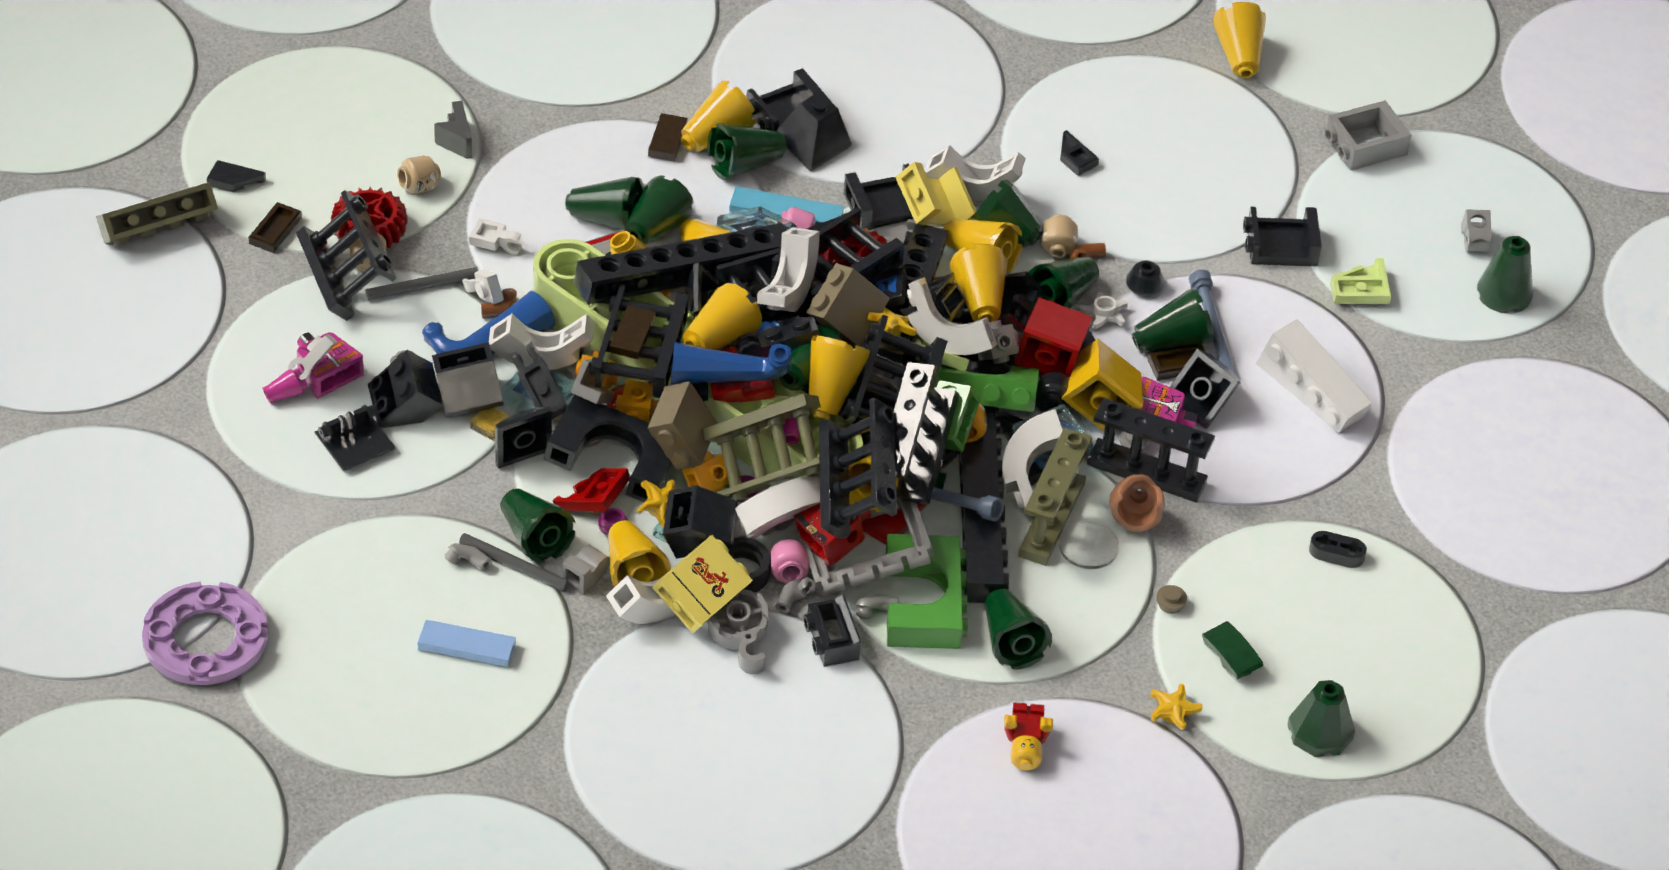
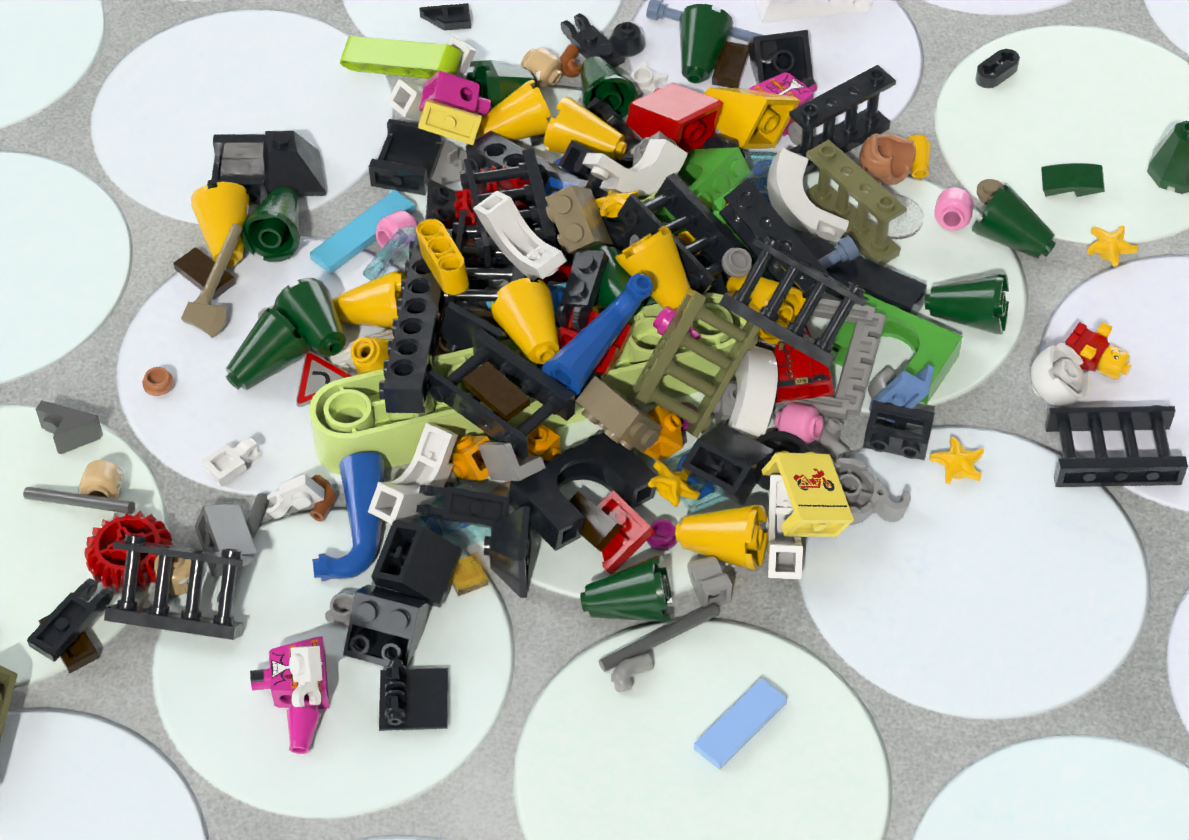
camera: 55 degrees left, 5 degrees up
(284, 214) = (69, 620): none -> black hinge
(391, 168) = (79, 500): none -> bar
(422, 263) = (223, 528): none -> panel
(539, 160) = (157, 381): none -> nougat plate
(588, 468) = (597, 525): none -> dark brown tile
(624, 152) = (201, 313): none -> dark tan piece
(745, 241) = (442, 256): none -> yellow beam
(832, 685) = (958, 461): none -> yellow animal
(860, 609) = (906, 389): none -> medium blue panel
(914, 808) = (1115, 471): none -> black fence
(947, 177) = (454, 92): none -> dark pink torso
(972, 713) = (1058, 376): none -> white cylinder
(979, 138) = (399, 57): none -> beam
(1121, 260) = (591, 41): none -> black hinge
(1121, 576) = (954, 209): none -> bright pink head
(1132, 619) = (1014, 224): none -> dark green cone
(1170, 529) = (923, 149): none -> yellow cone

